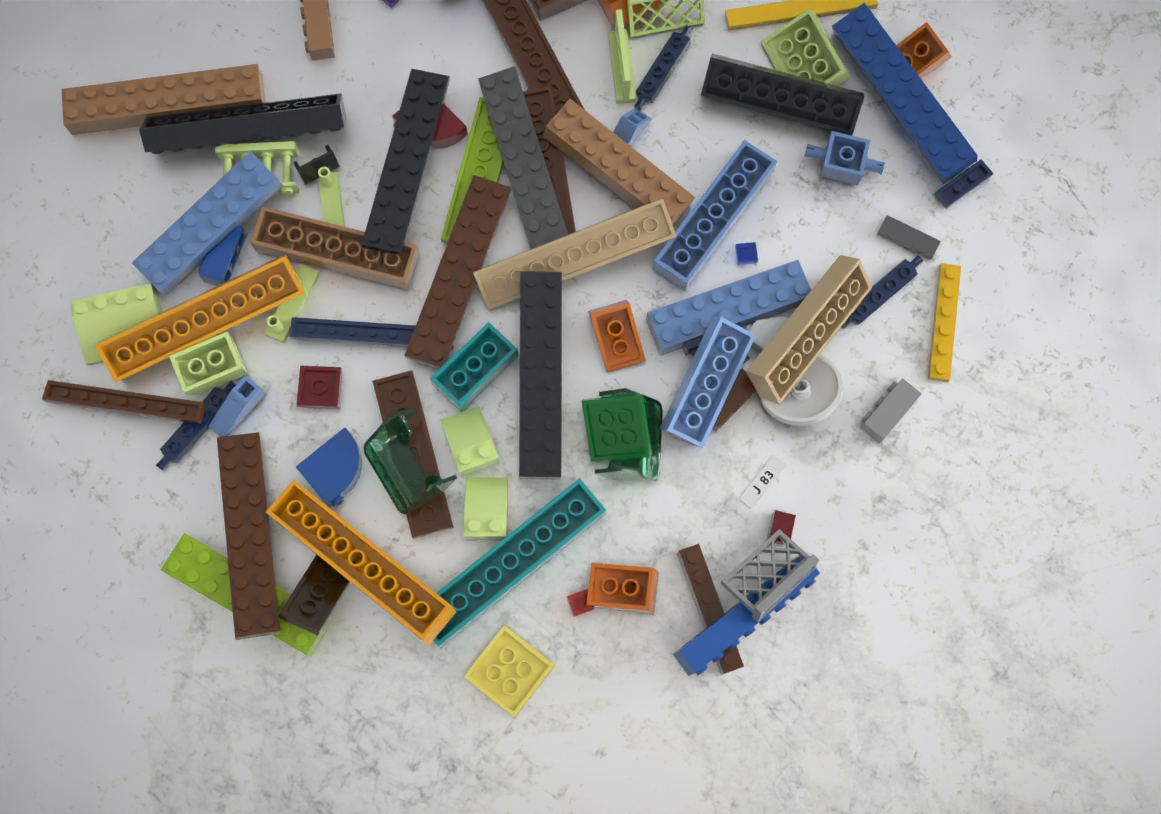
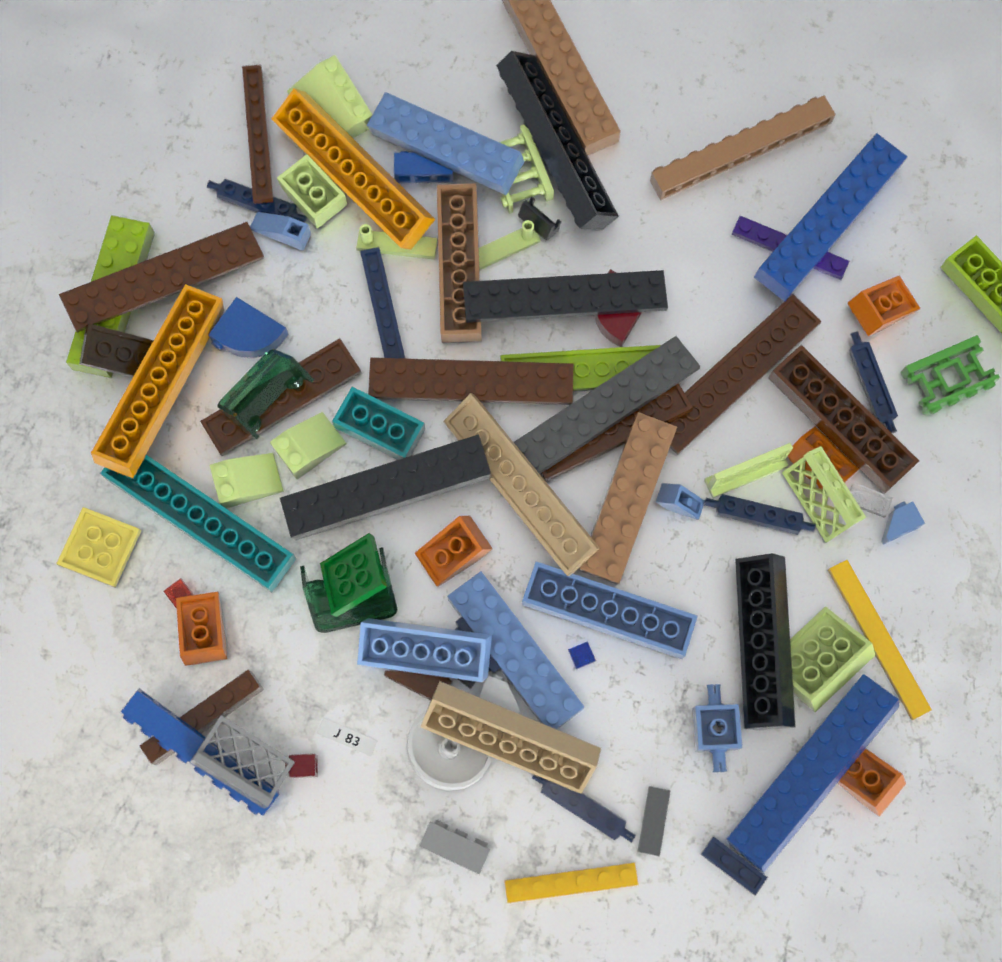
camera: 75 degrees right, 0 degrees up
(319, 387) = (321, 294): dark red plate -> none

